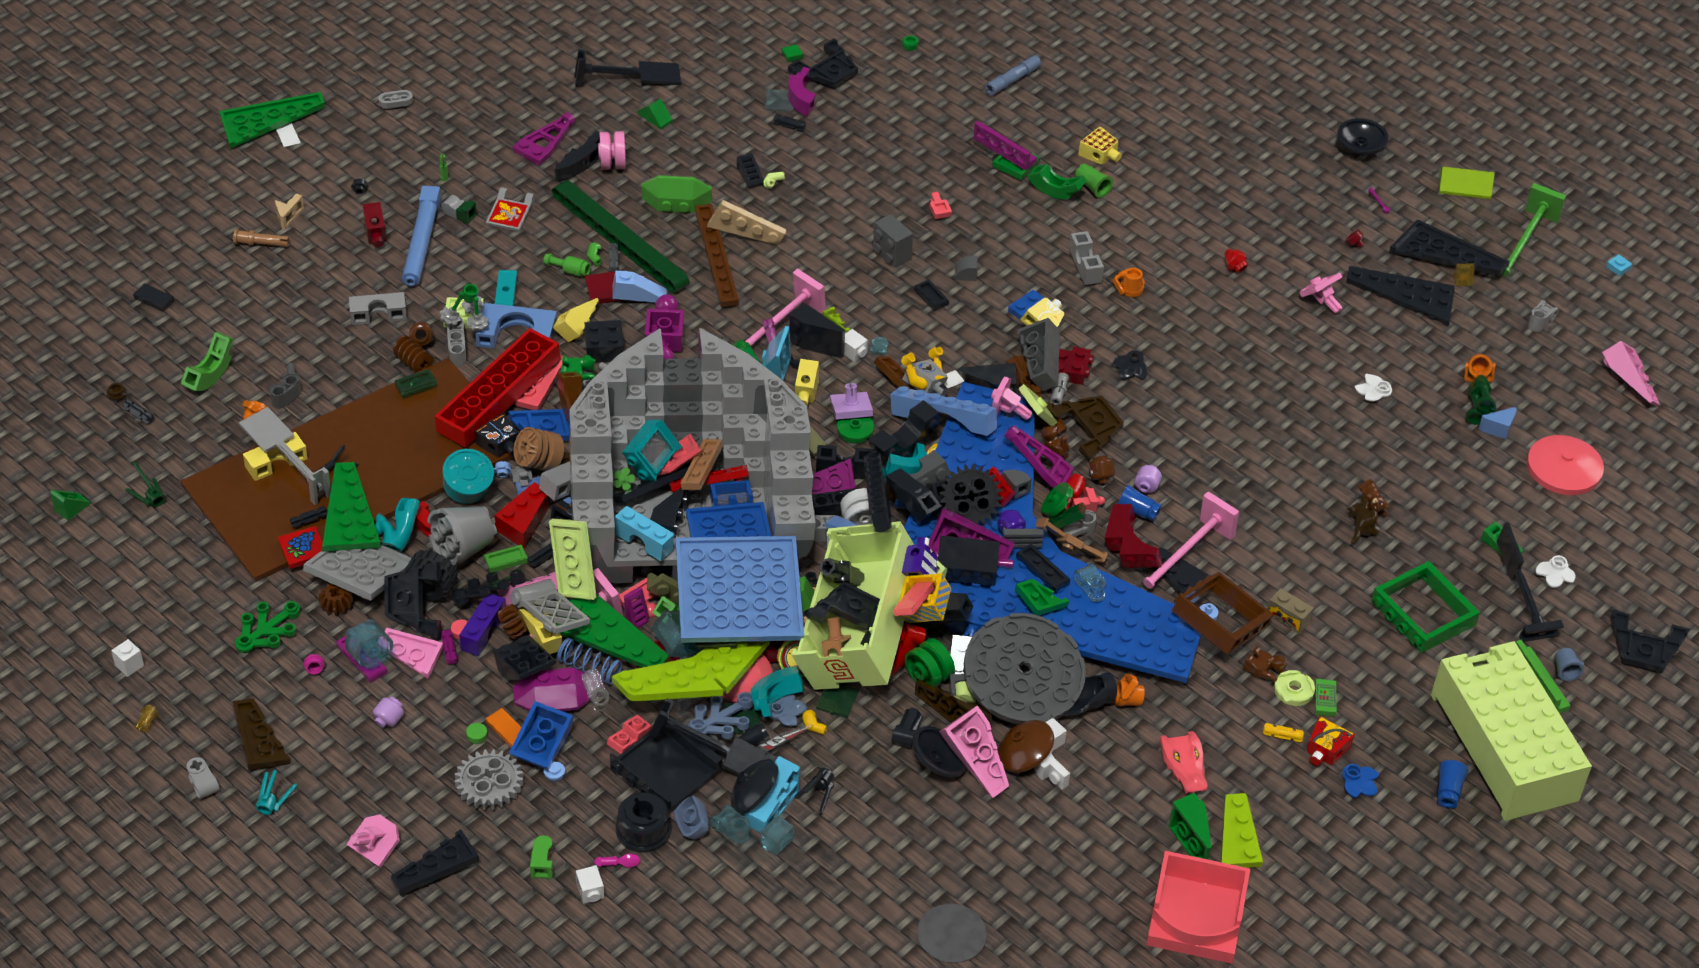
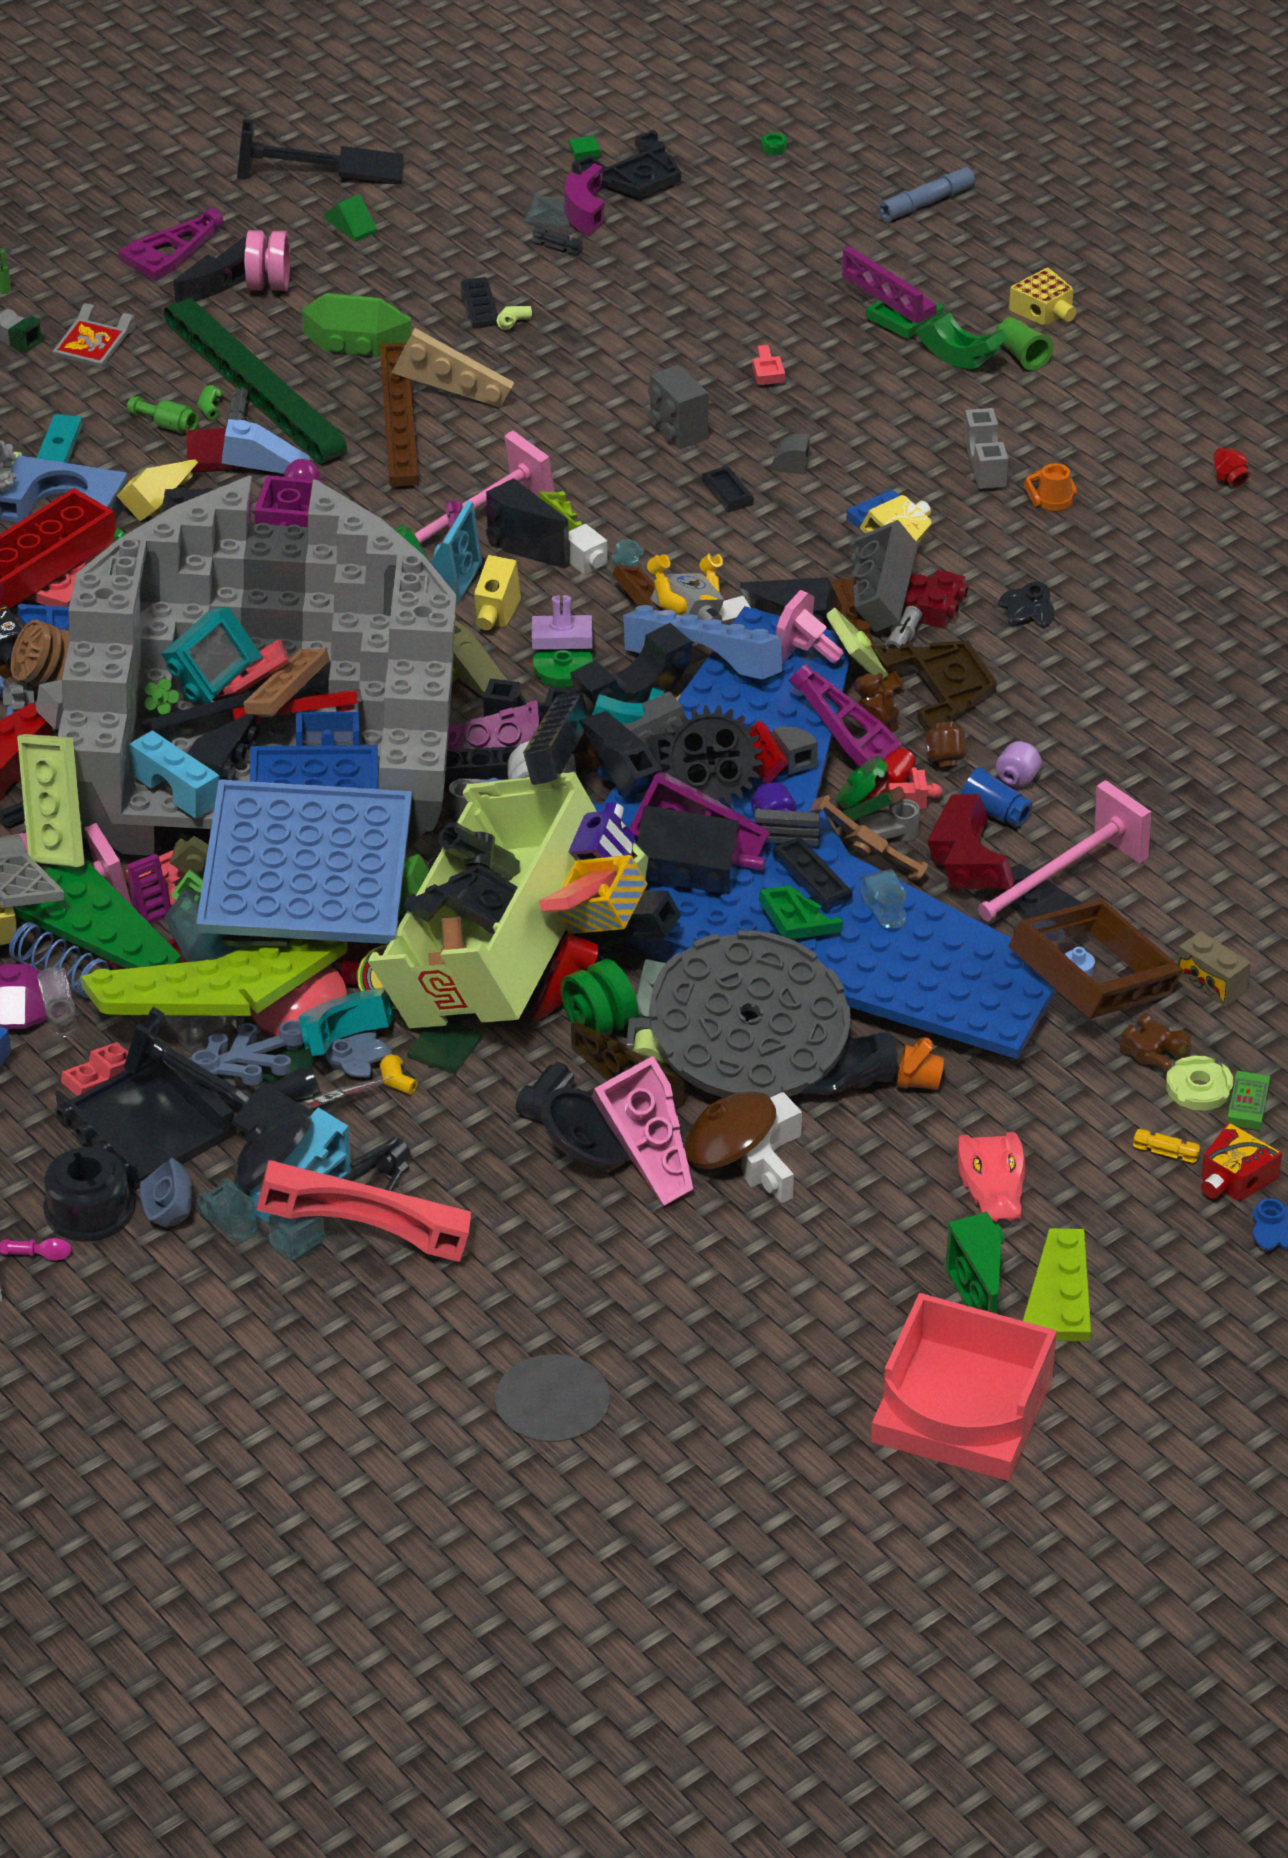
camera: 10 degrees right, 5 degrees down
(781, 814) = (306, 1193): none -> coral arch

